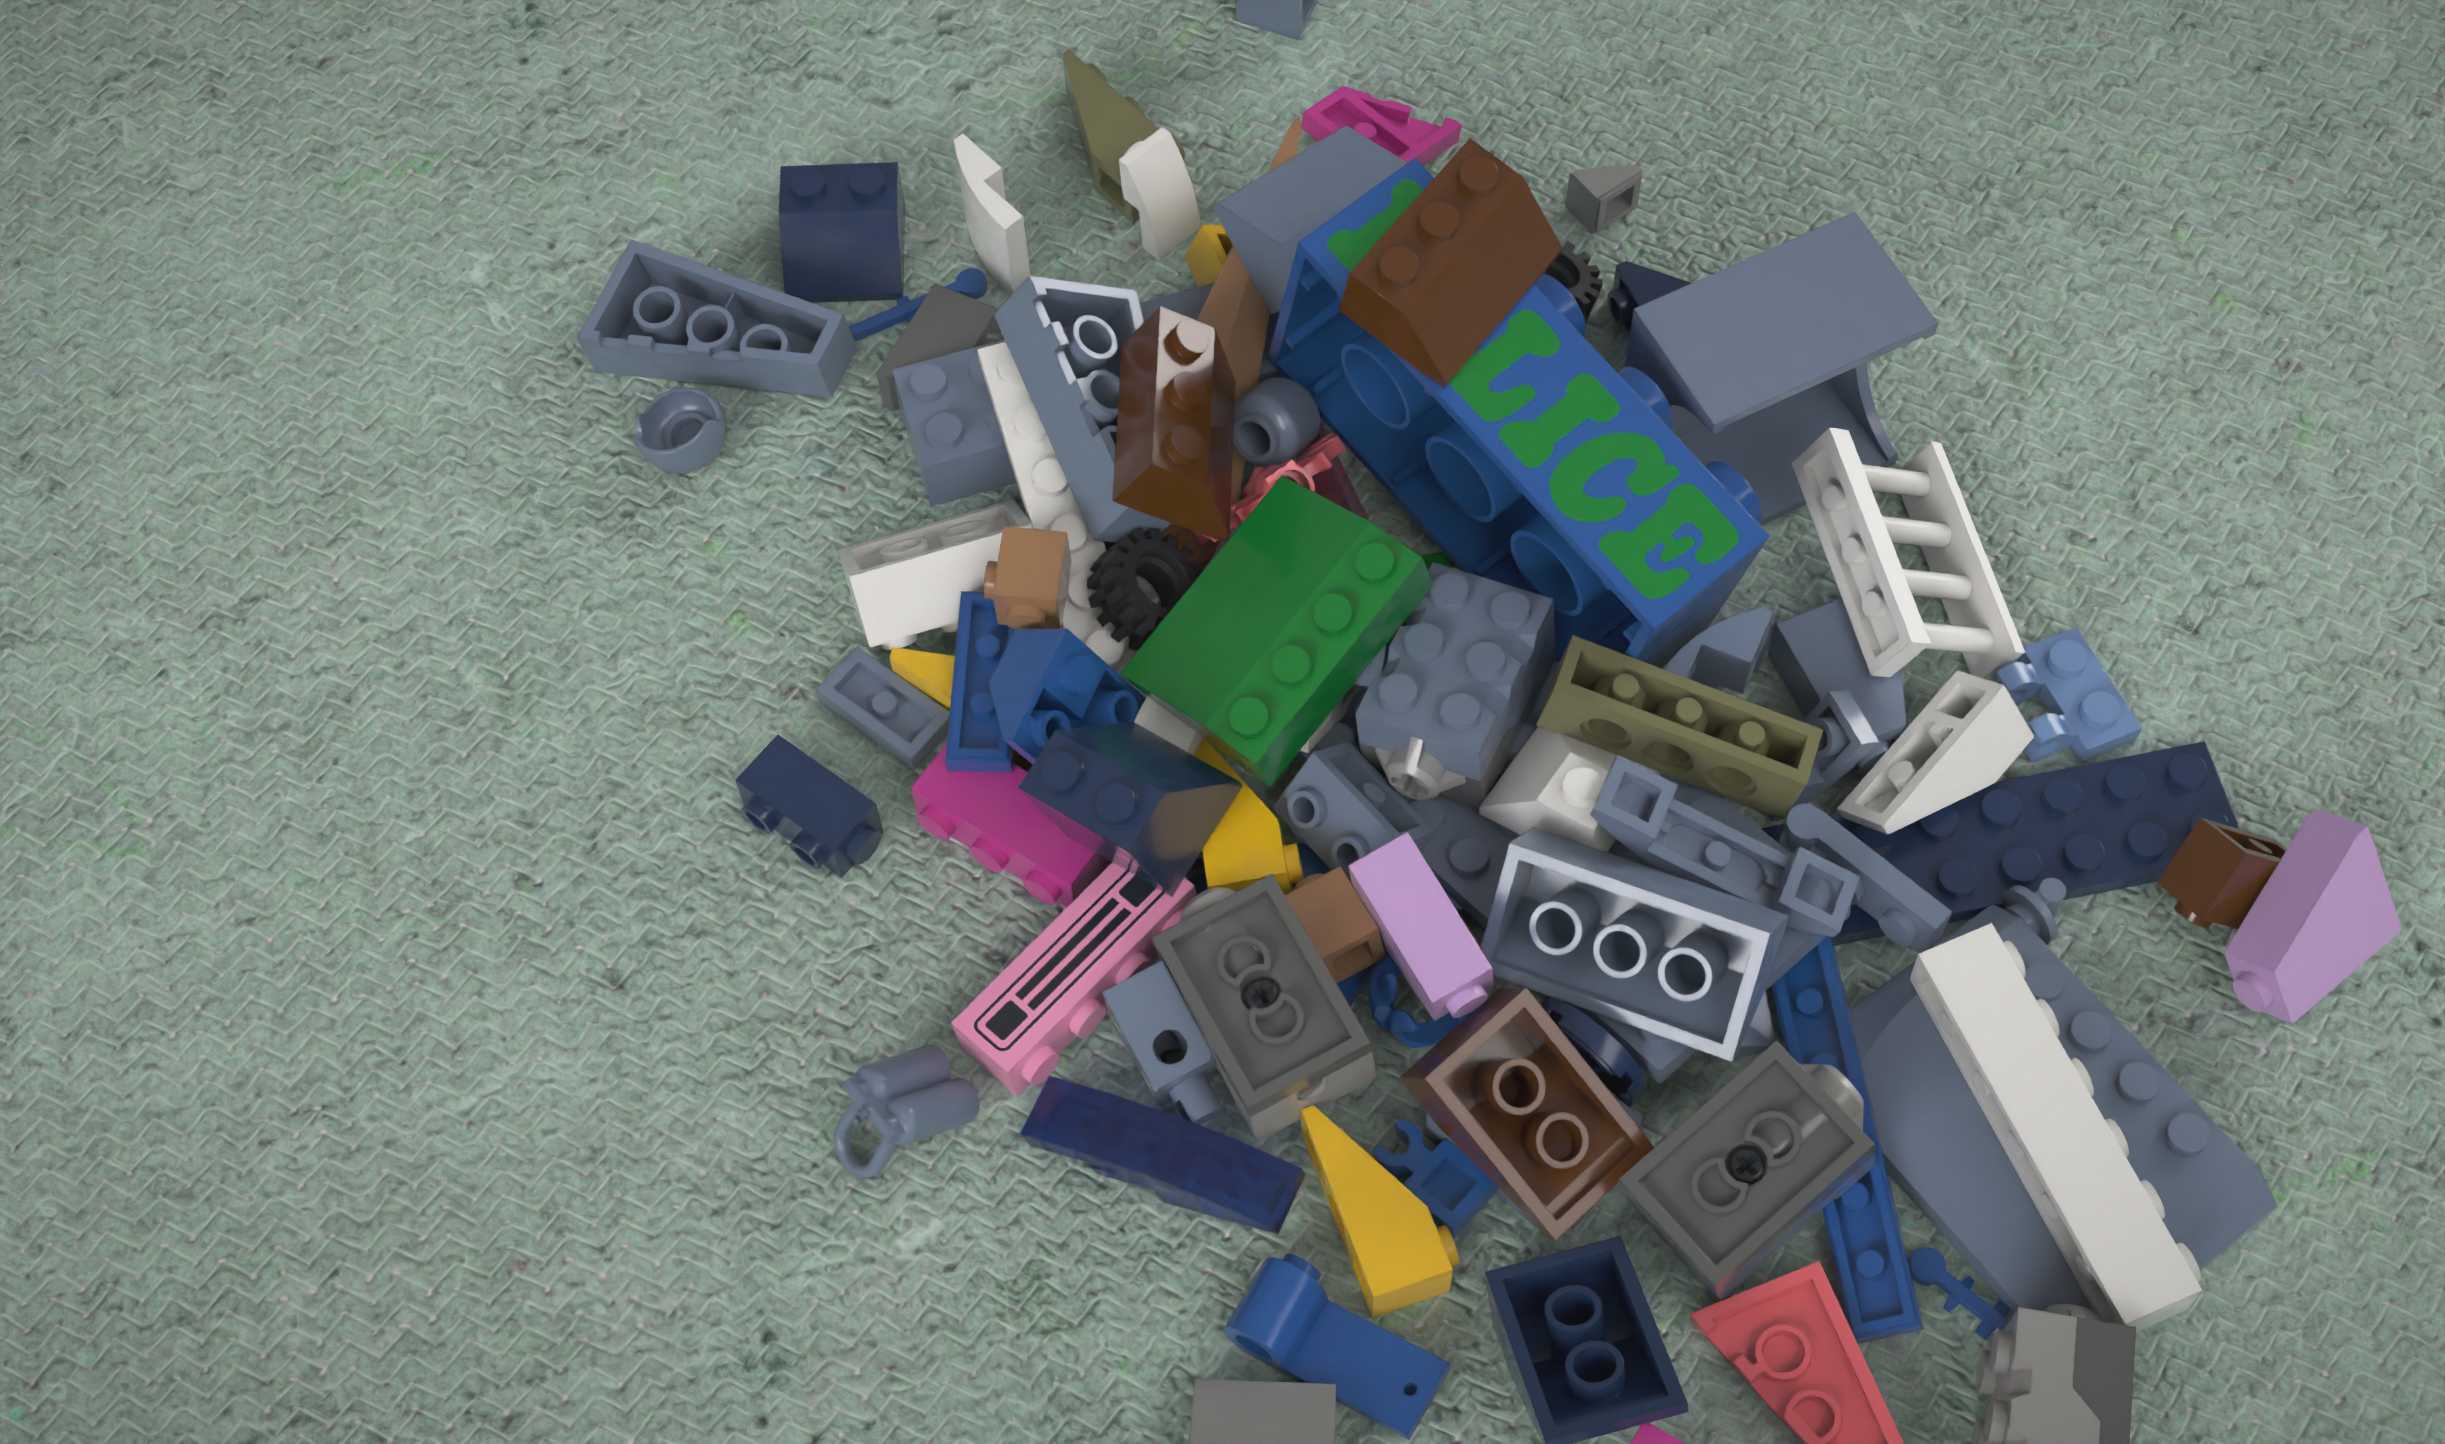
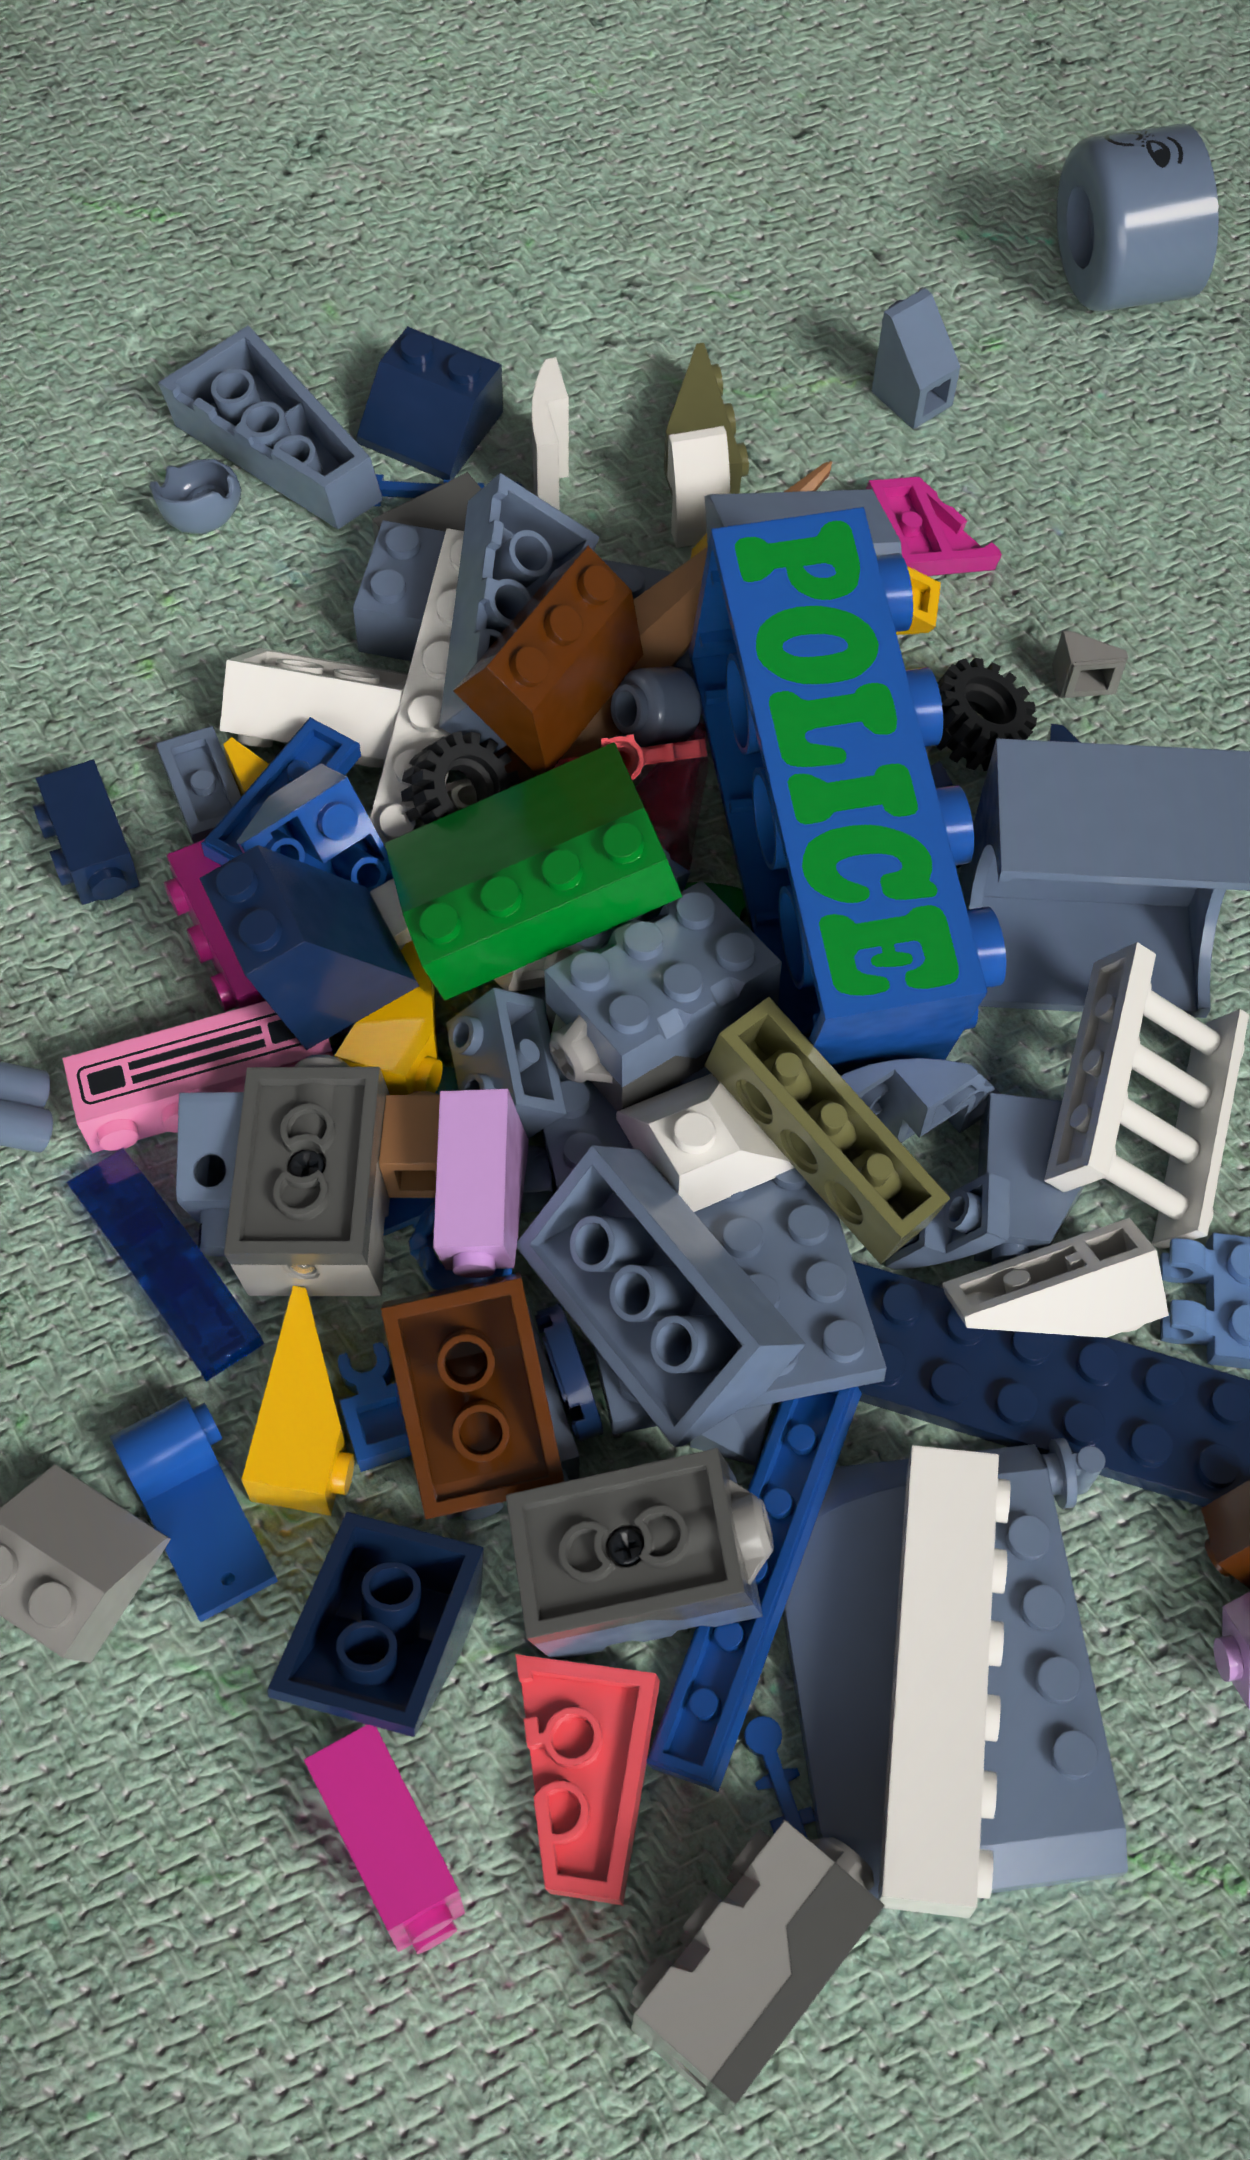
camera: 25 degrees right, 0 degrees up
(1029, 578) = (361, 729): medium nougat brick -> none
(1452, 265) = (831, 606): reddish brown slope -> none
(1686, 843) = (780, 1257): sand blue slope -> none
(1898, 904) = (918, 1352): sand blue plate -> none

